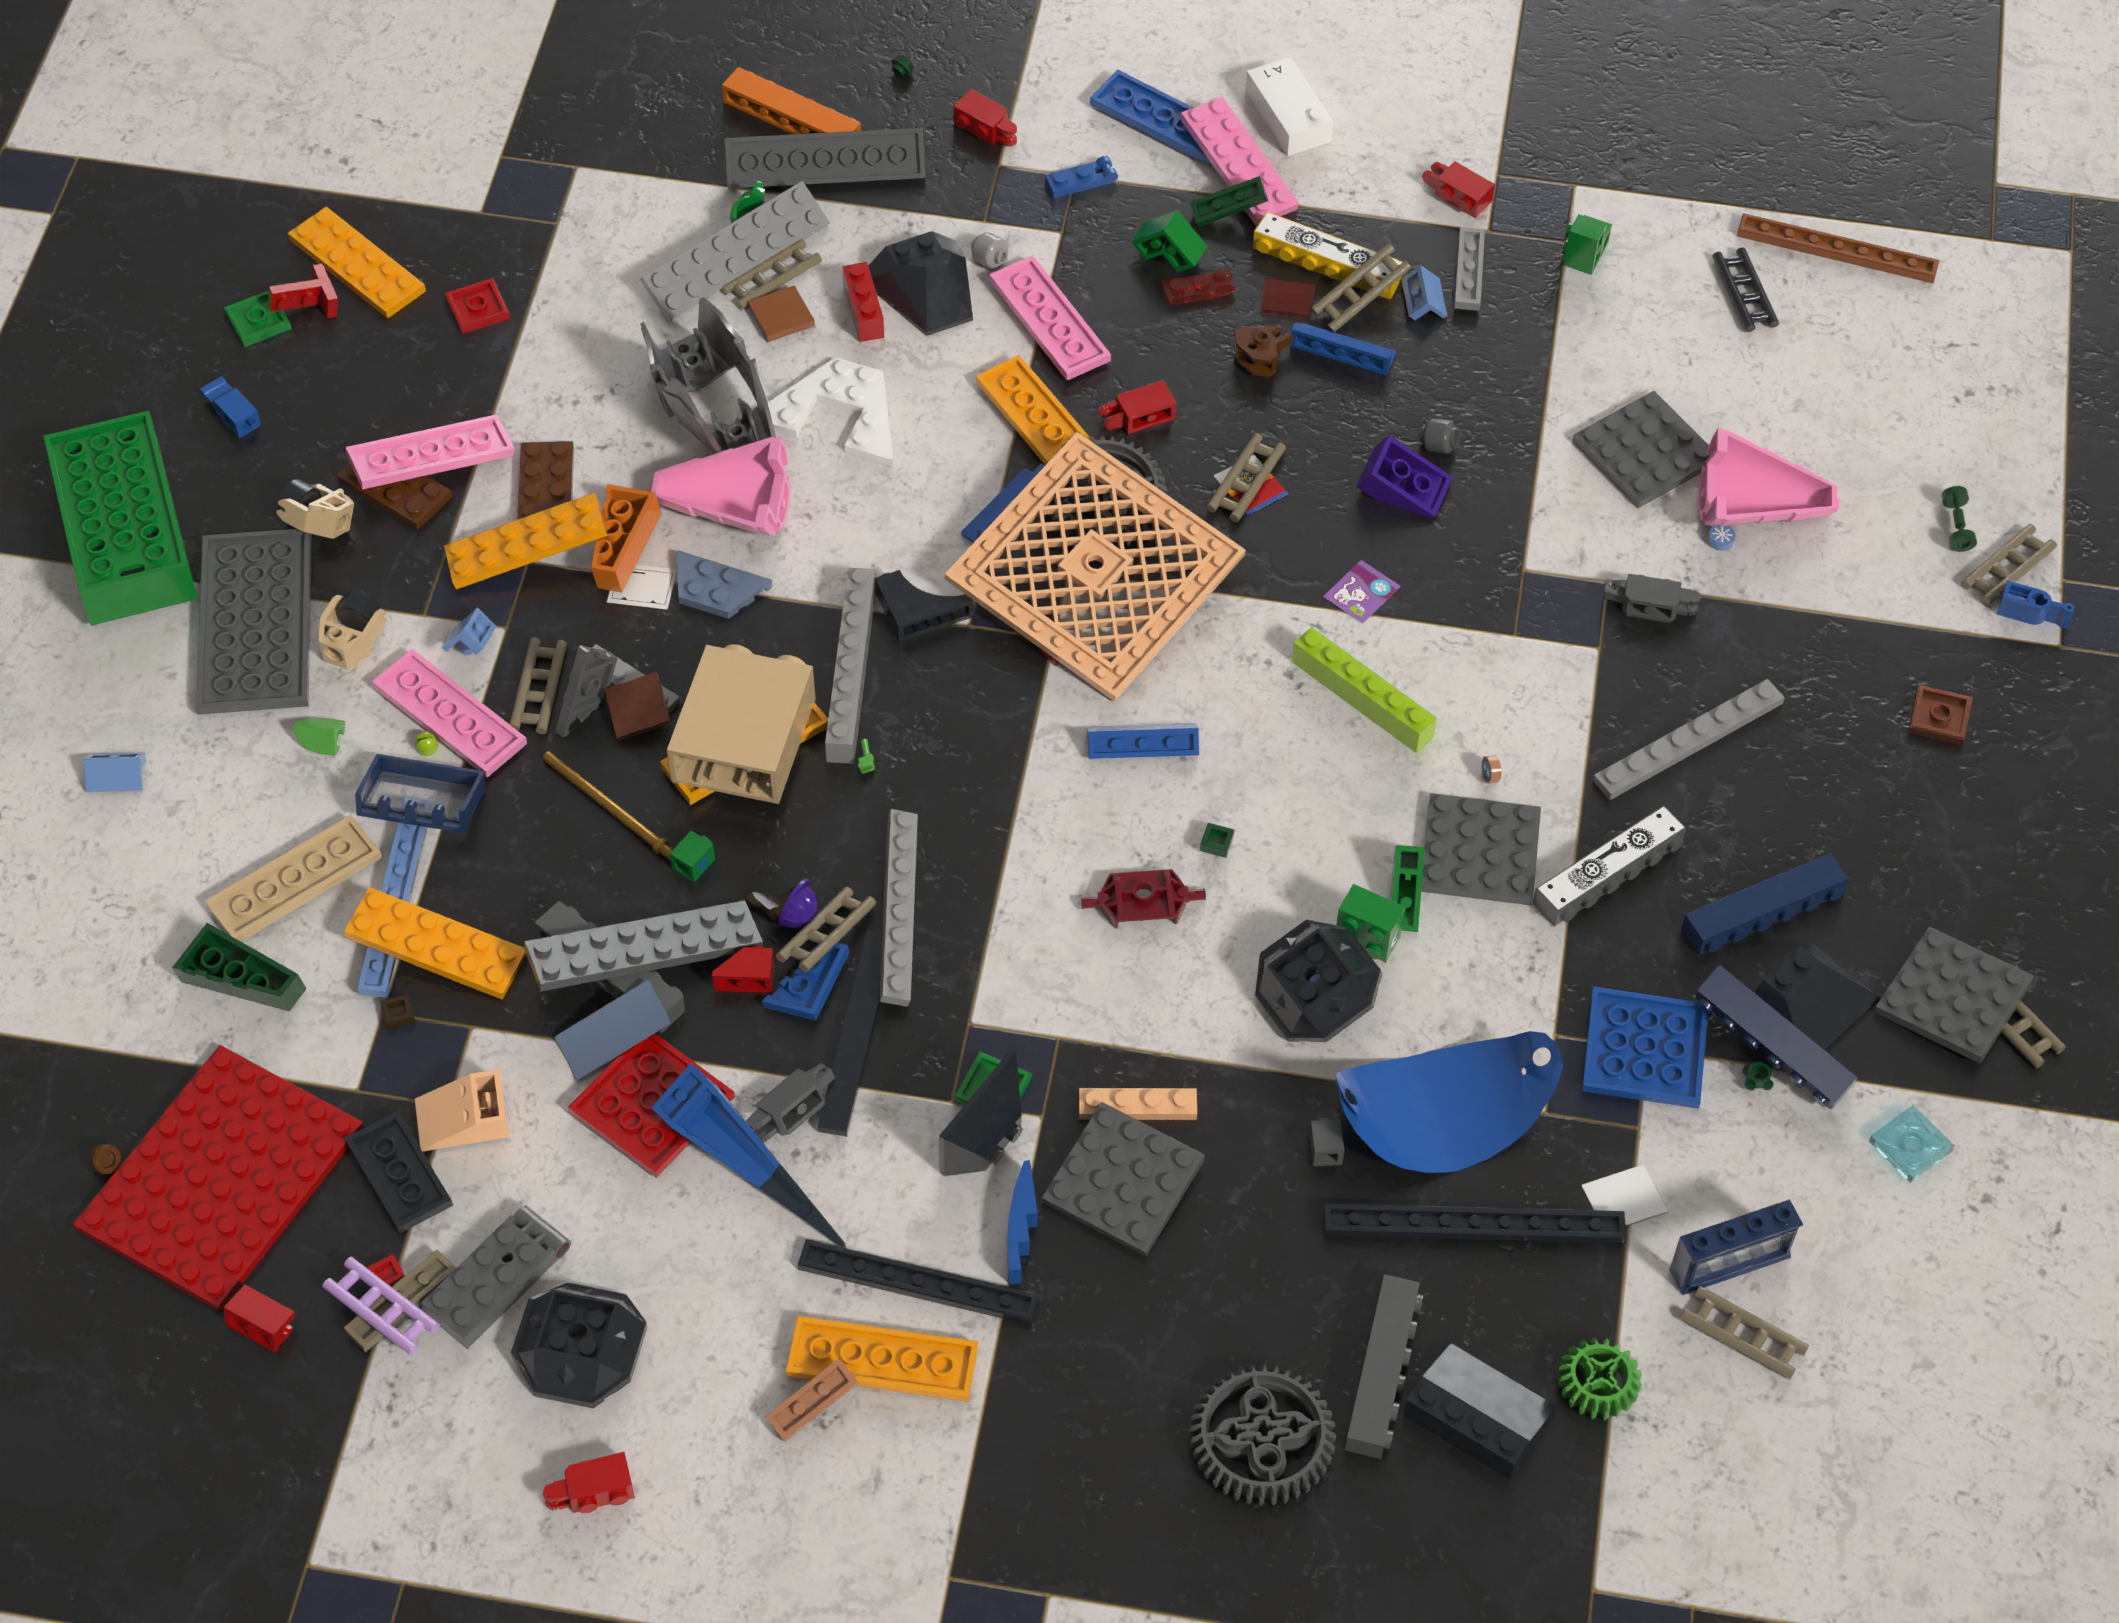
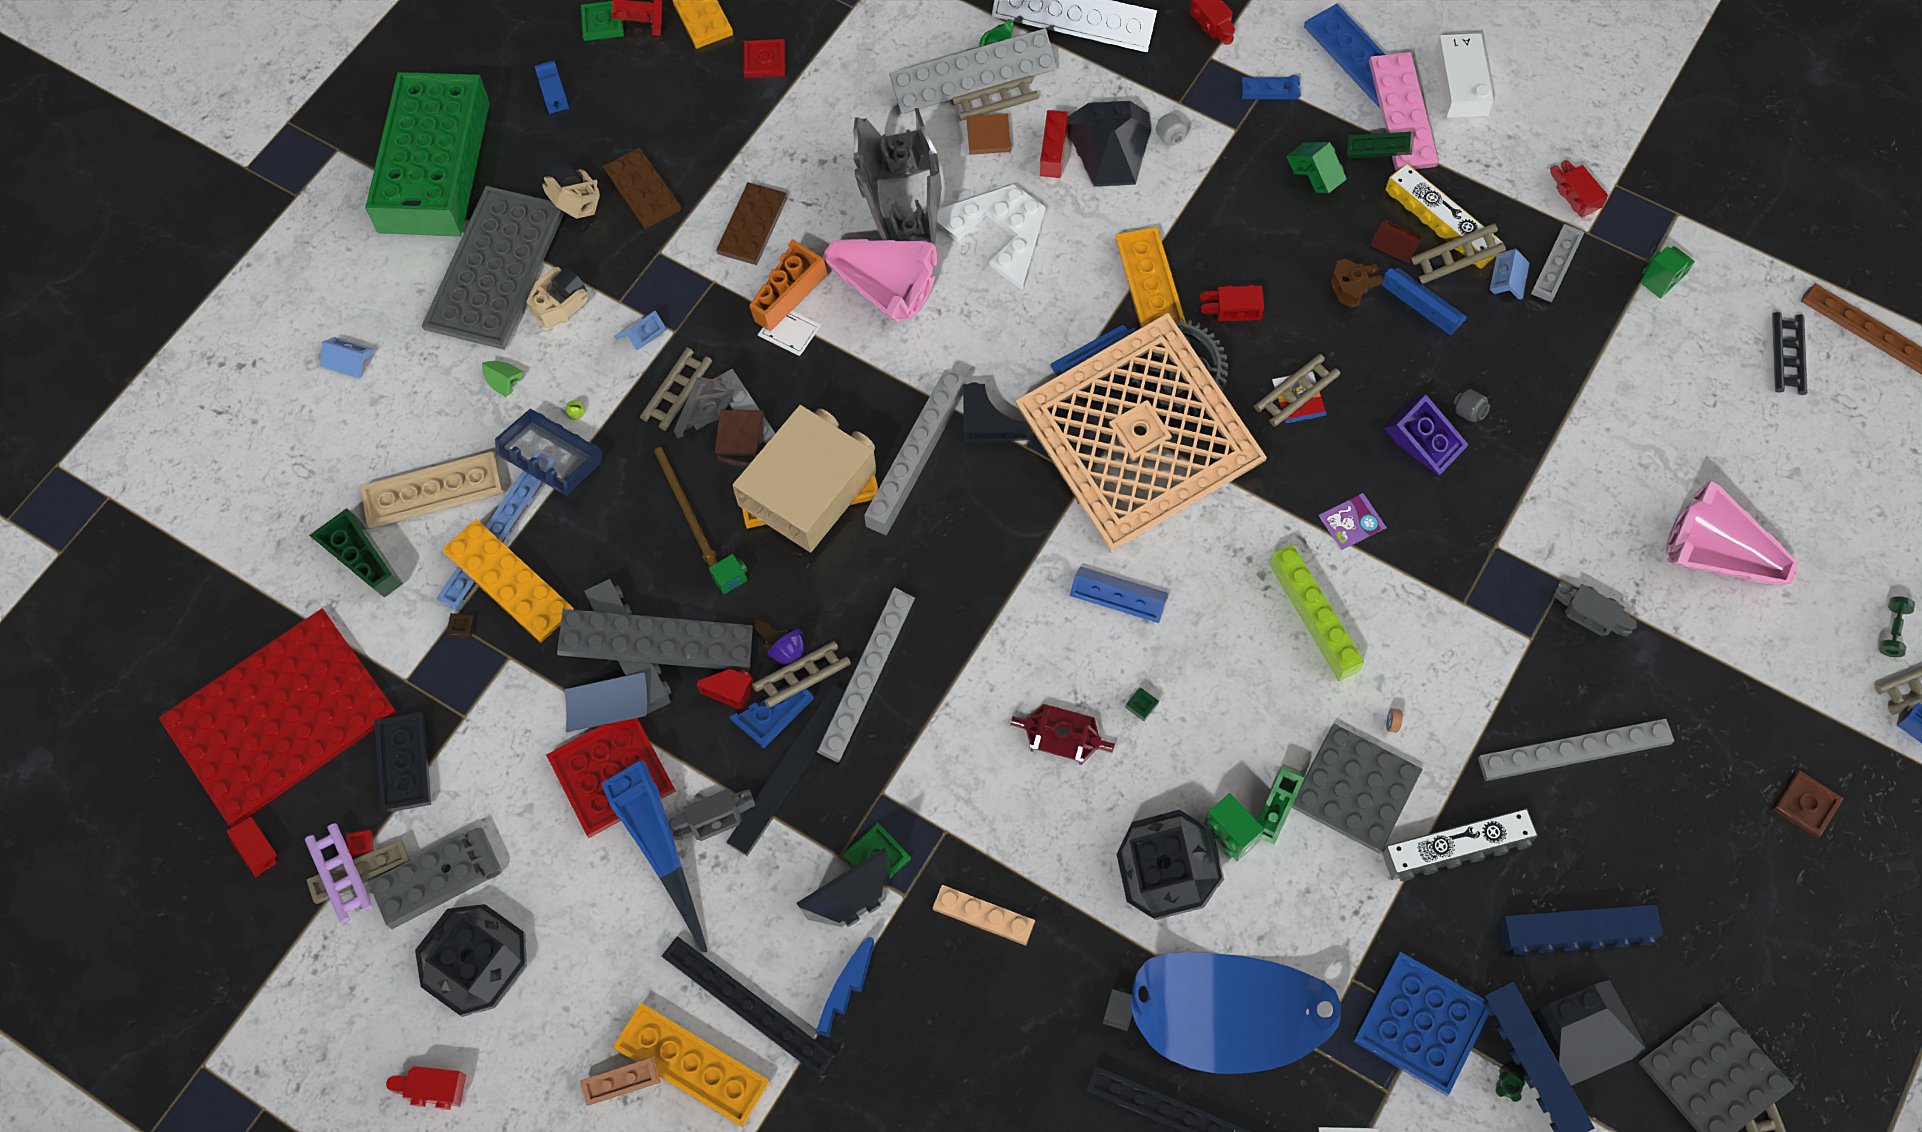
camera: 25 degrees right, 10 degrees up
(104, 1158) = (202, 672): reddish brown tile -> none
(429, 451) = (675, 169): bright pink plate -> none
(449, 712) = (601, 390): bright pink plate -> none
(463, 1112) = (469, 731): light nougat slope -> none
(525, 540) = (714, 266): light orange plate -> none
(716, 586) = (843, 349): sand blue wing -> none
(866, 762) = (894, 539): bright green hand -> none
(1050, 317) = (1195, 202): bright pink plate -> none
(1123, 1178) = (943, 979): dark grey plate -> none
(1198, 287) = (1326, 211): clear red hinge -> none
(1644, 449) = (1643, 471): dark grey plate -> none
(1721, 537) = (1677, 575): medium blue tile -> none

